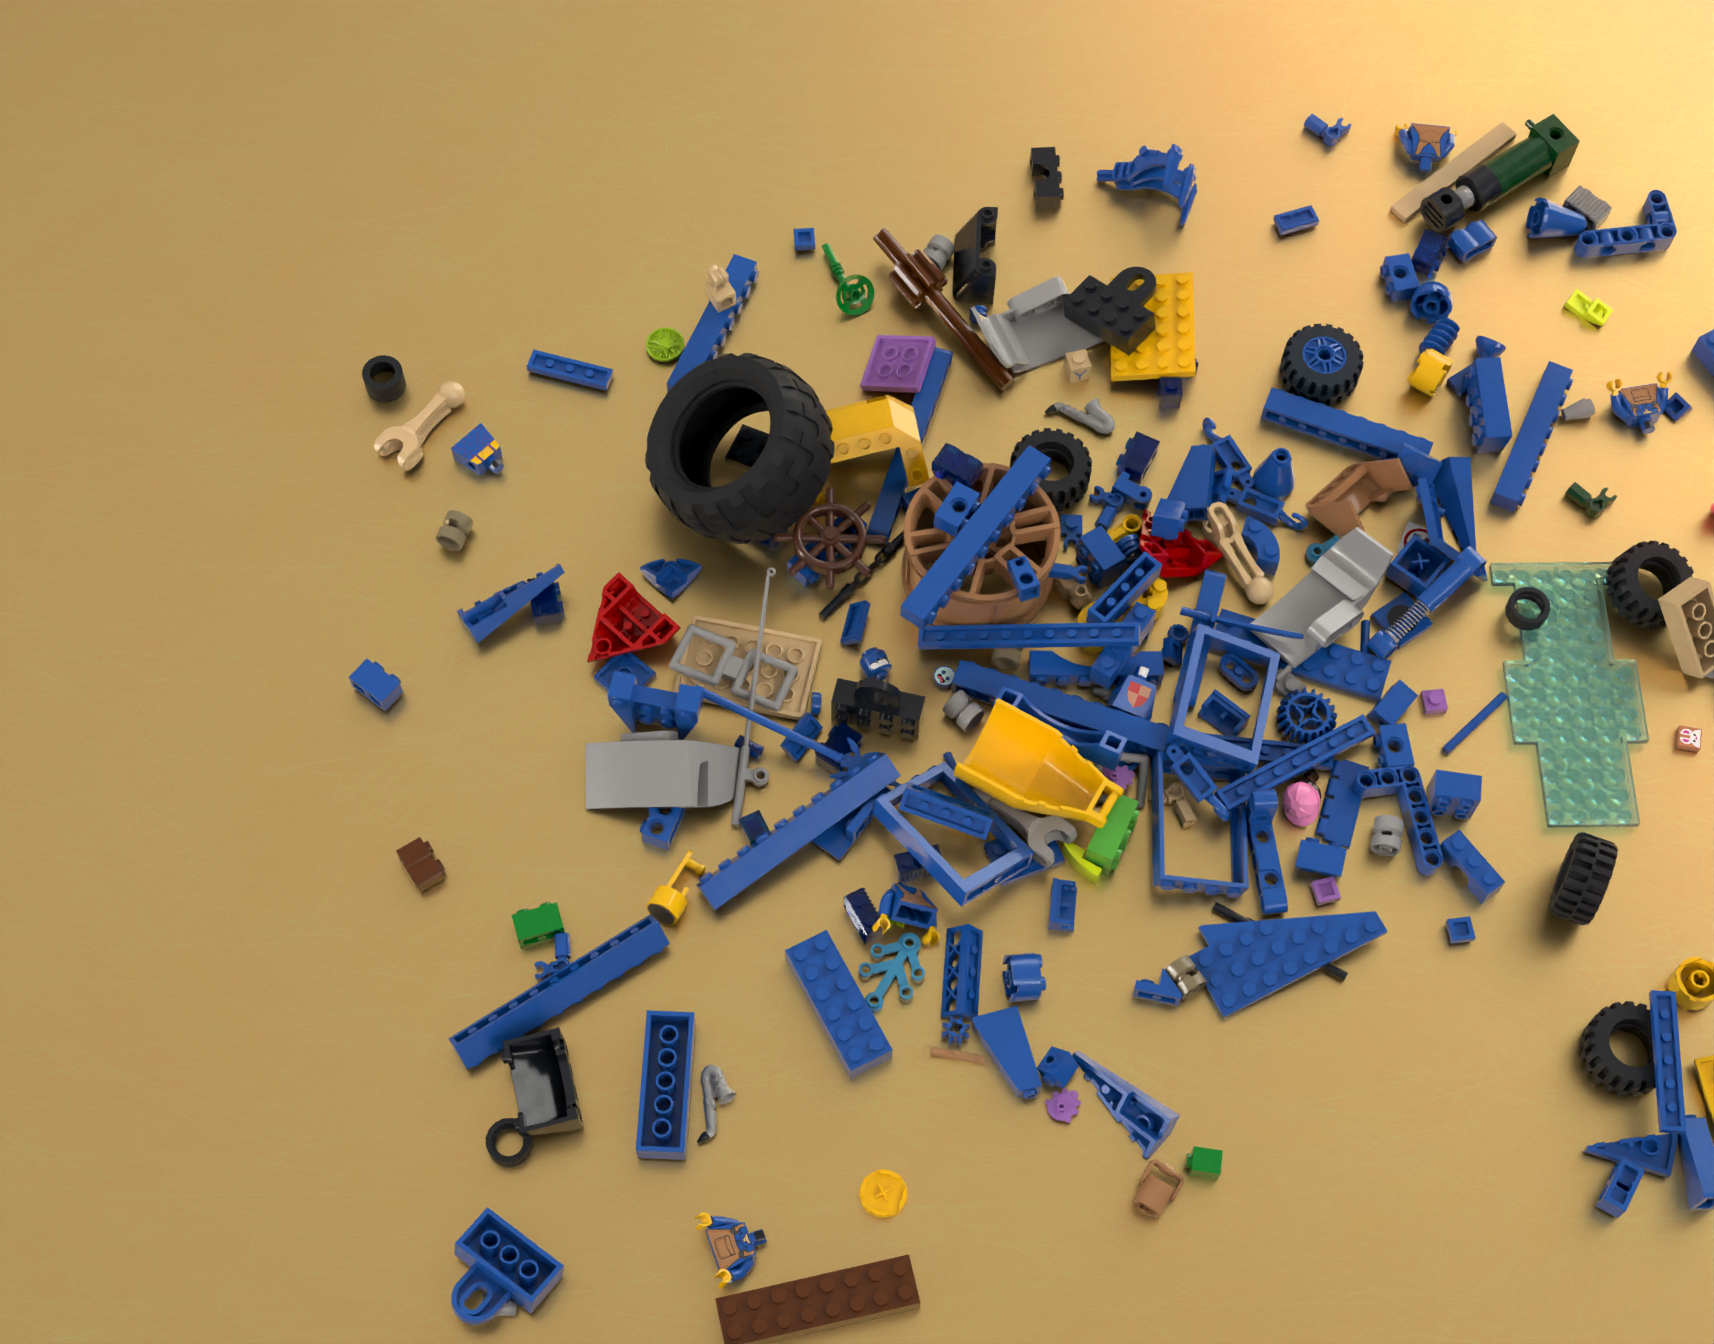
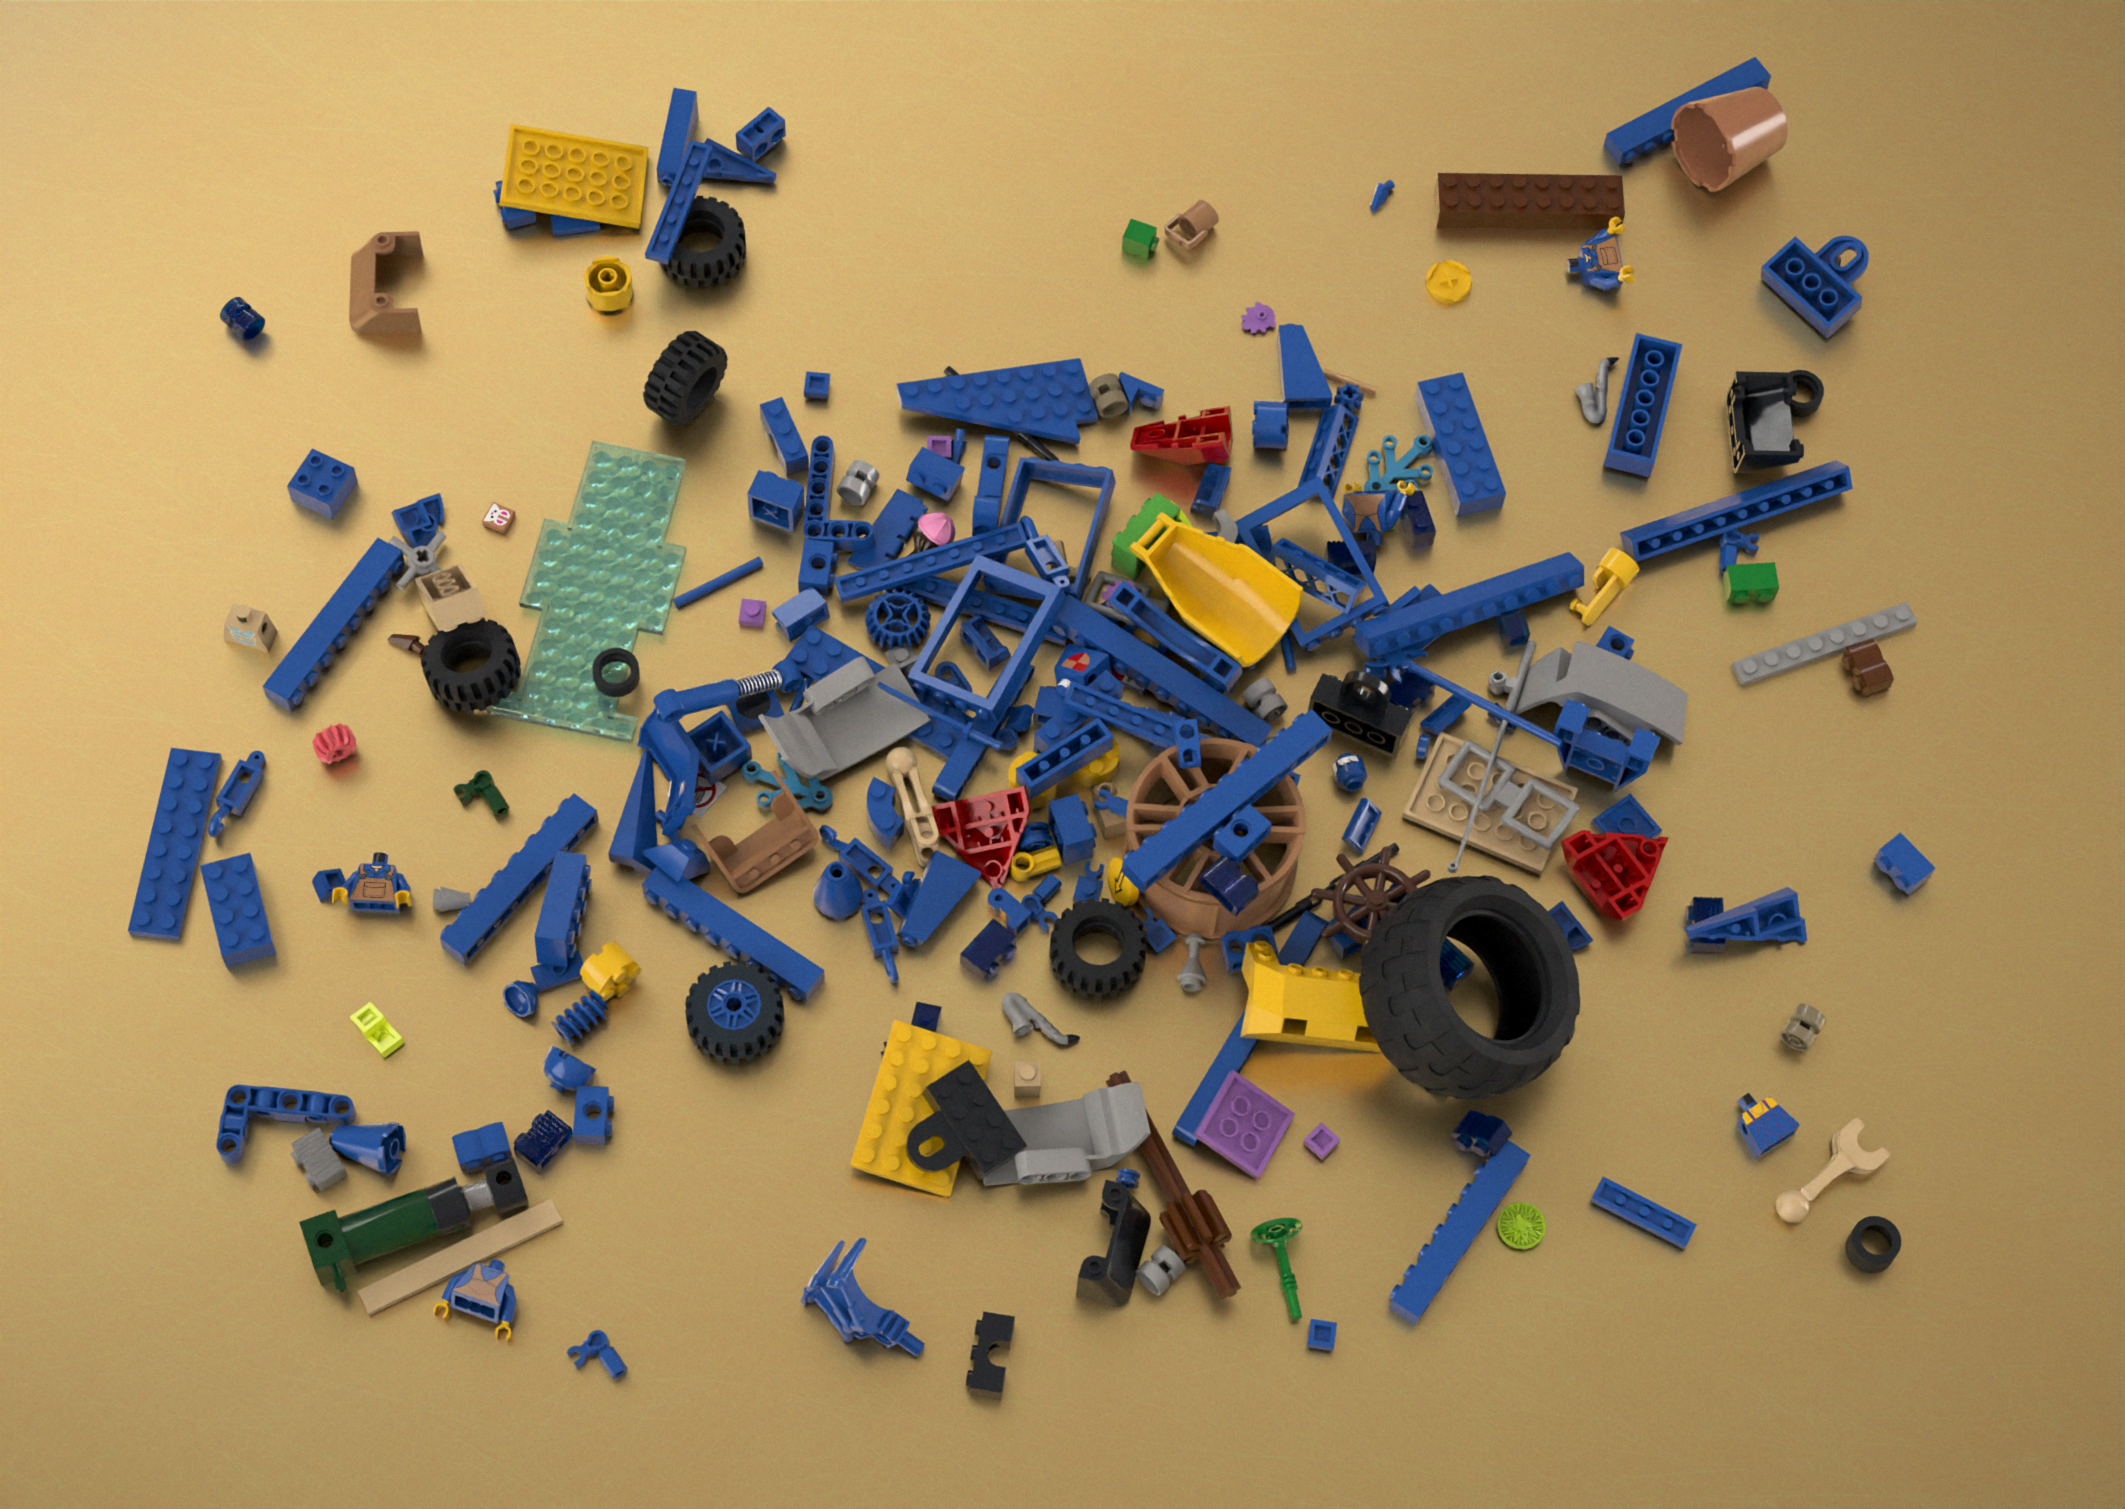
camera: 170 degrees left, 0 degrees up
(462, 884) = (1823, 644): none -> light grey plate
(719, 289) = (1447, 1251): tan brick -> none
(834, 371) = (1321, 1141): none -> medium lavender plate
(973, 1282) = (1380, 194): none -> blue bar
(1057, 1067) = (1258, 341): blue brick -> none
(1098, 944) = (1188, 440): none -> red wedge
(1142, 1115) = (1189, 296): blue wedge -> none
(1169, 519) = (983, 844): blue brick -> none
(1296, 220) = (689, 1226): blue plate -> none
(1308, 900) = (958, 445): none -> blue bar

